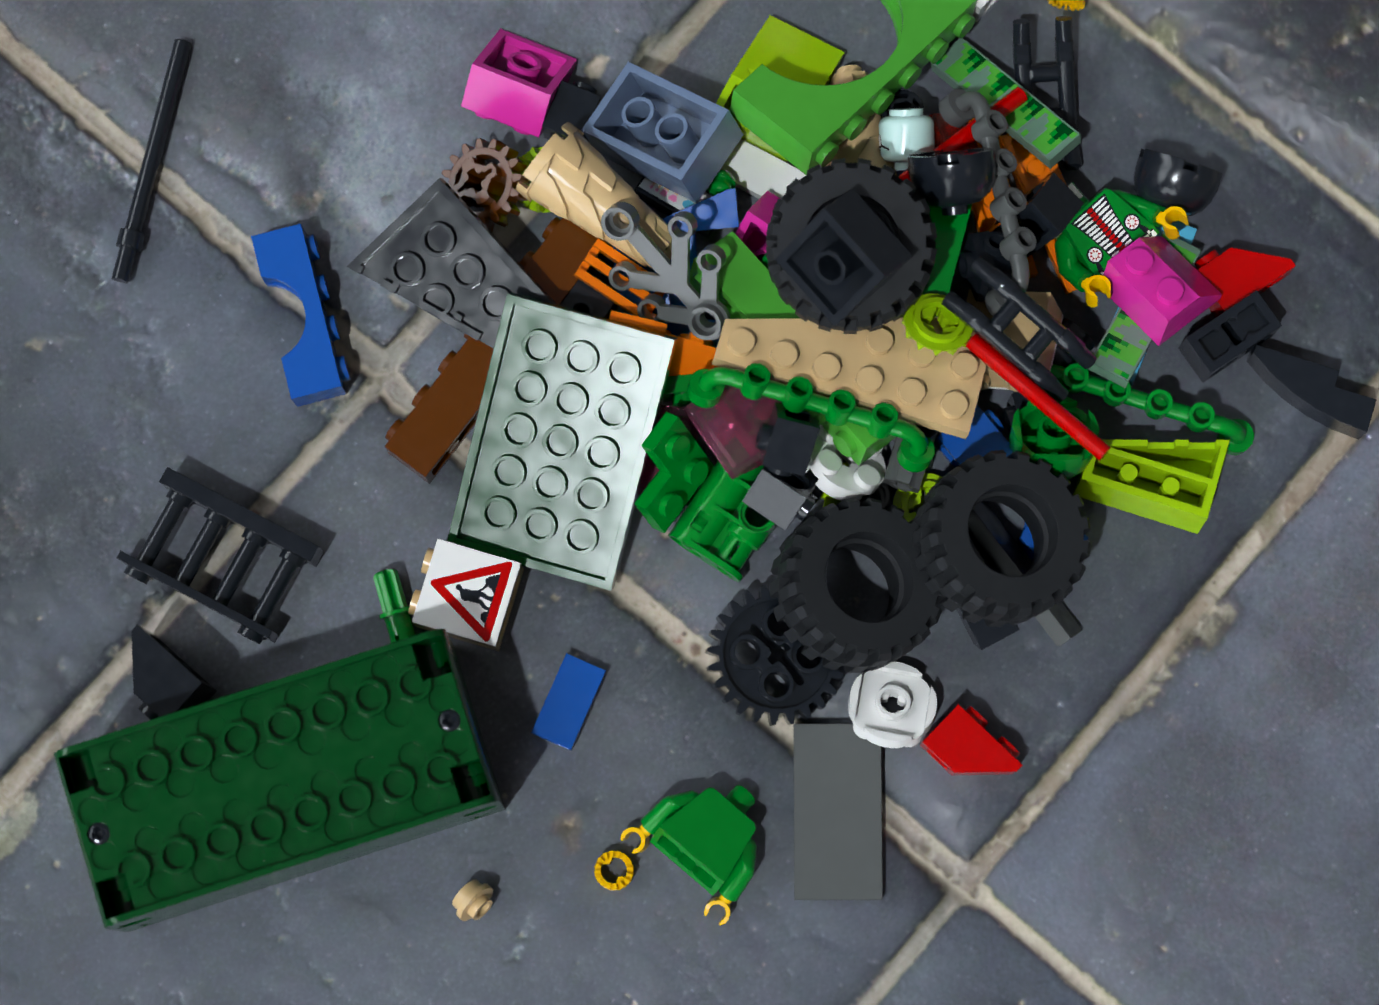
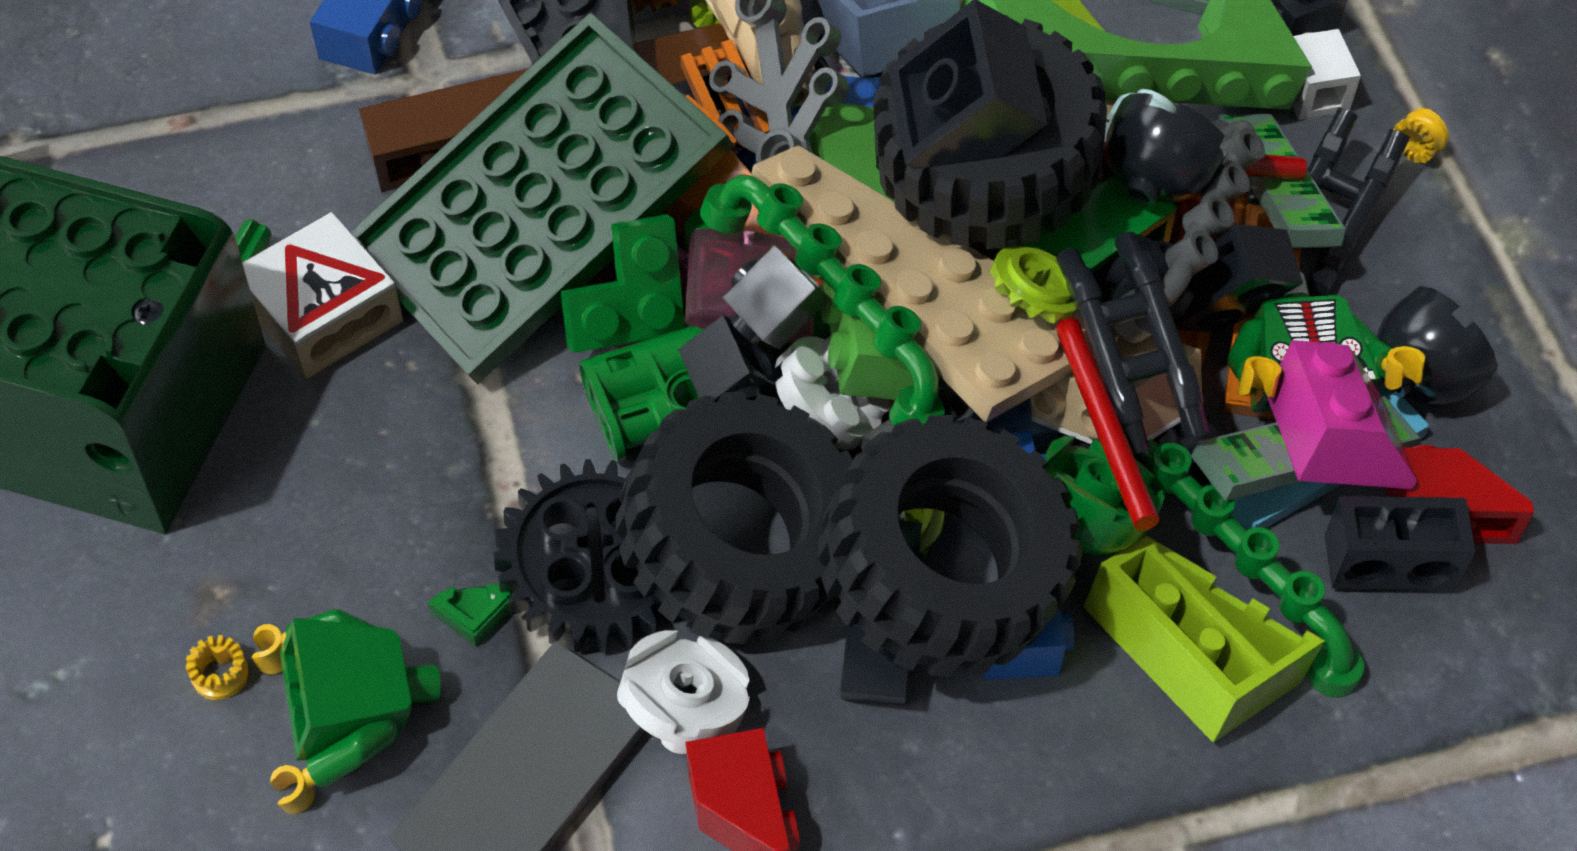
camera: 30 degrees right, 25 degrees down
(218, 515) = (152, 86): black fence -> none
(473, 900) = (36, 591): tan plate -> none
(568, 702) = (329, 466): blue tile -> none
(727, 734) = (471, 610): none -> green tile
(1014, 563) = (960, 696): dark grey tile -> none
(1313, 391) = (1474, 671): black slope -> none

